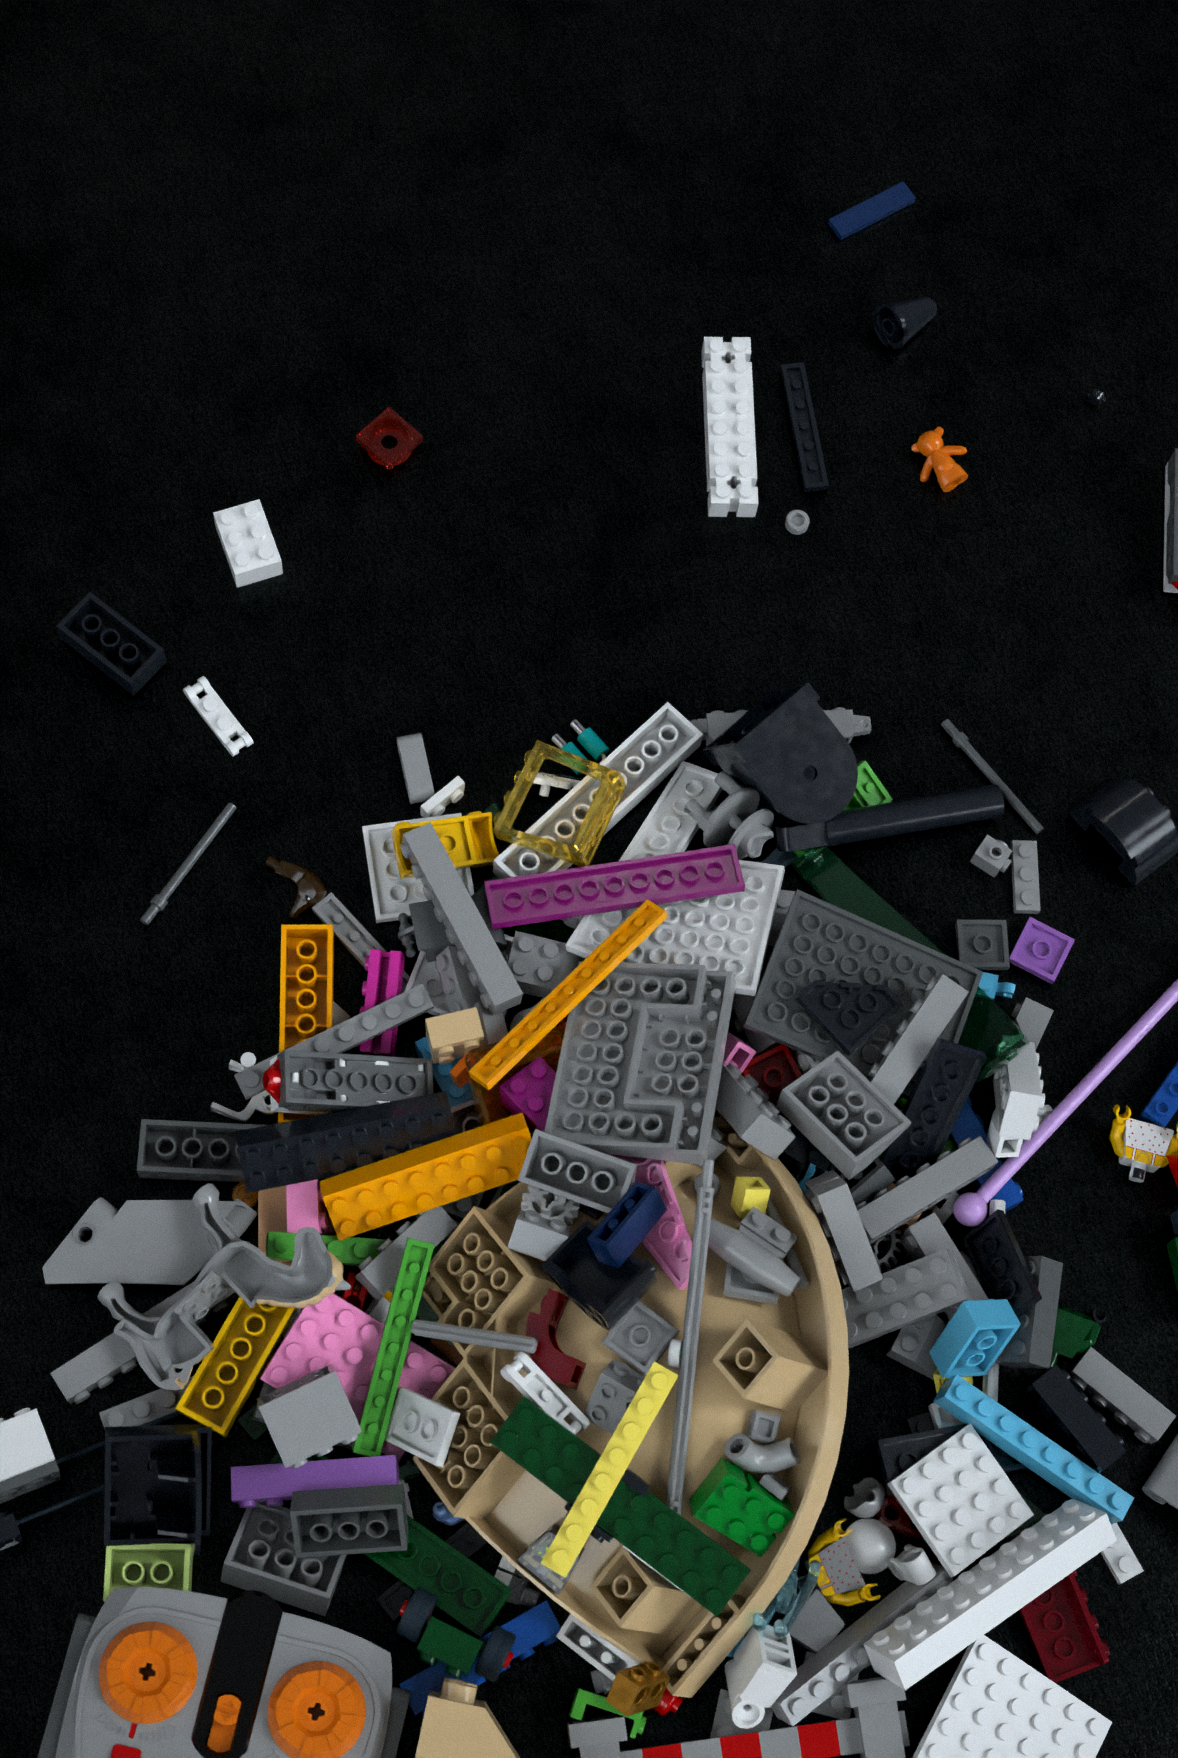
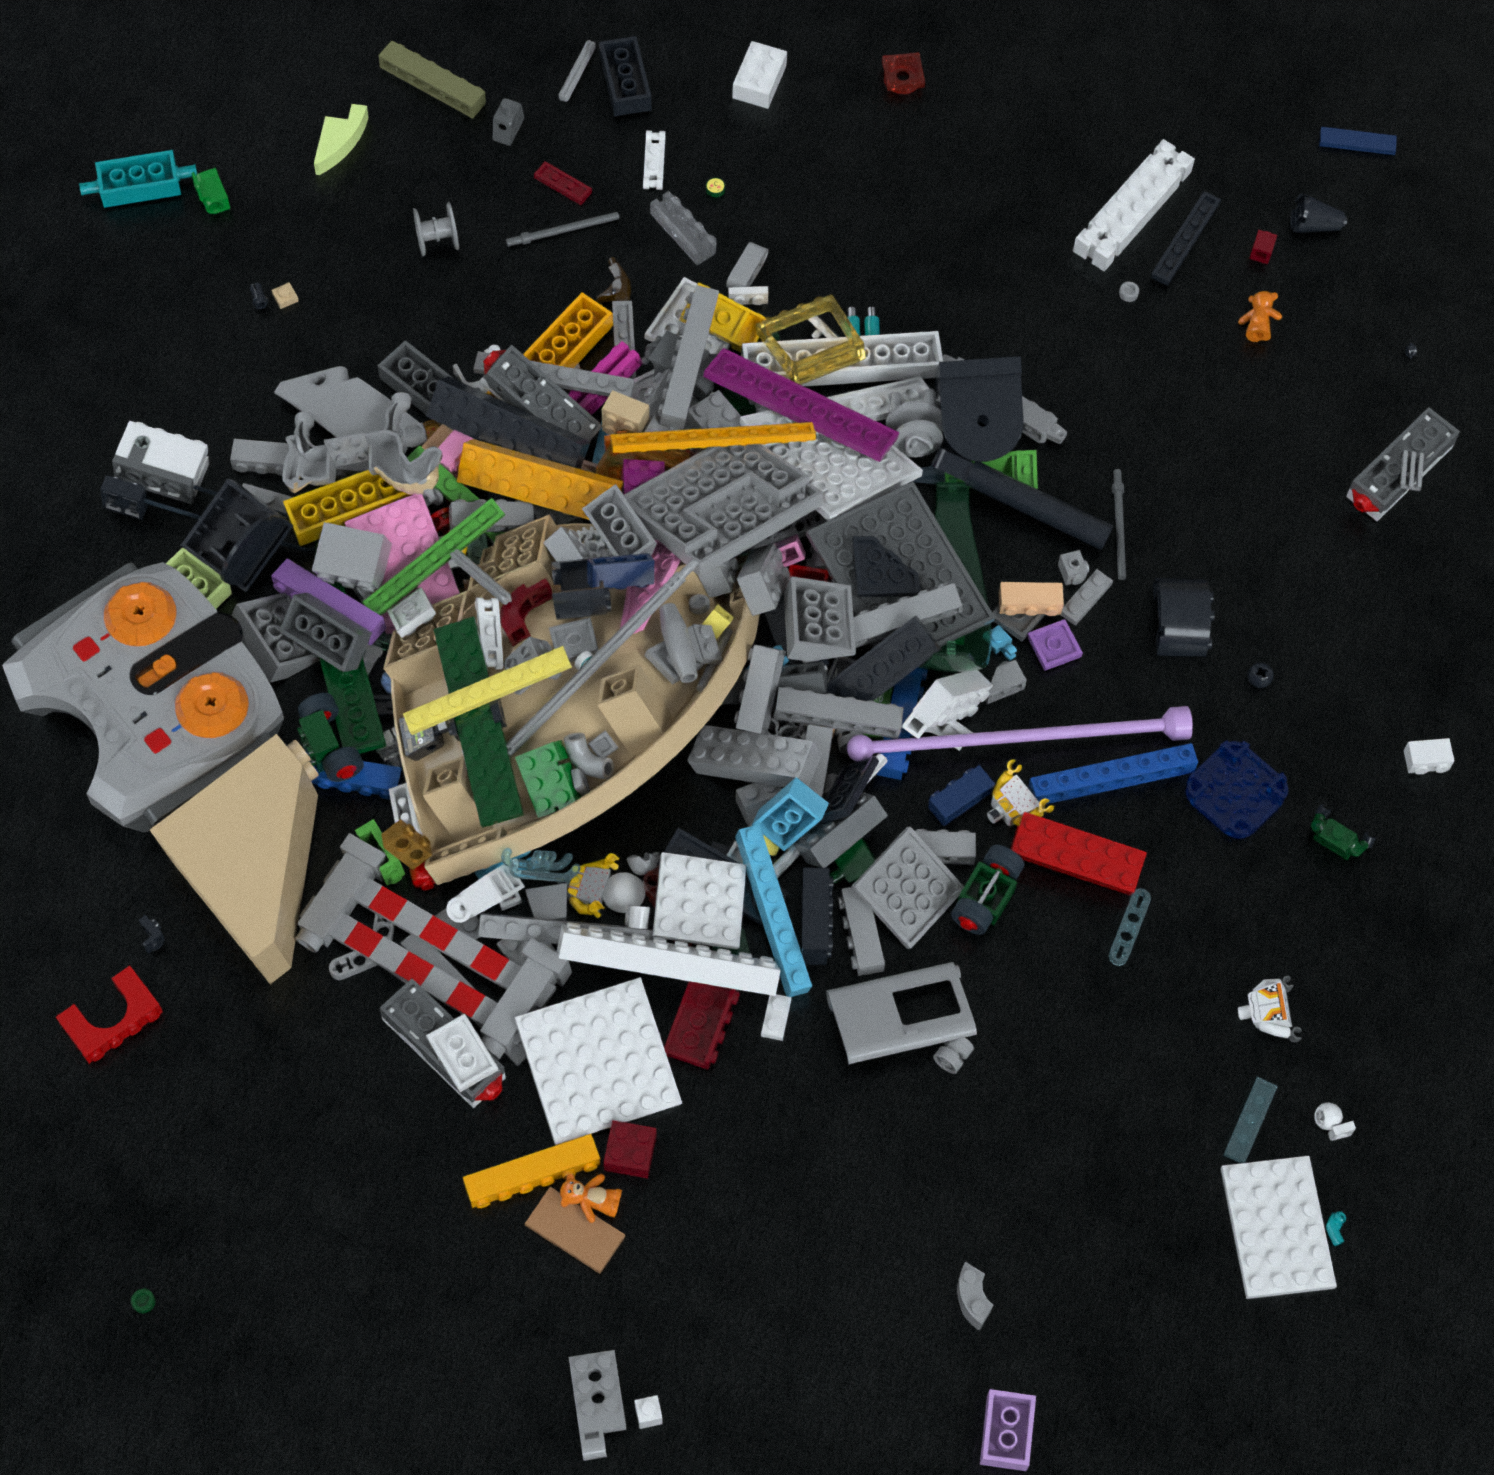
camera: 45 degrees right, 5 degrees down
(28, 782) = (508, 114): none -> dark grey torso
(51, 672) = (577, 70): none -> light grey axle
(63, 966) = (436, 229): none -> light grey piece
(144, 810) = (563, 183): none -> dark red tile
(306, 701) = (715, 187): none -> tile
(314, 771) = (683, 228): none -> clear brick
(882, 384) = (1263, 246): none -> dark red brick
(988, 922) = (1030, 598): none -> light nougat brick
(1090, 1178) = (960, 795): none -> dark blue brick
(1118, 1246) = (951, 846): none -> light grey brick
(1132, 1318) = (908, 887): none -> light grey plate

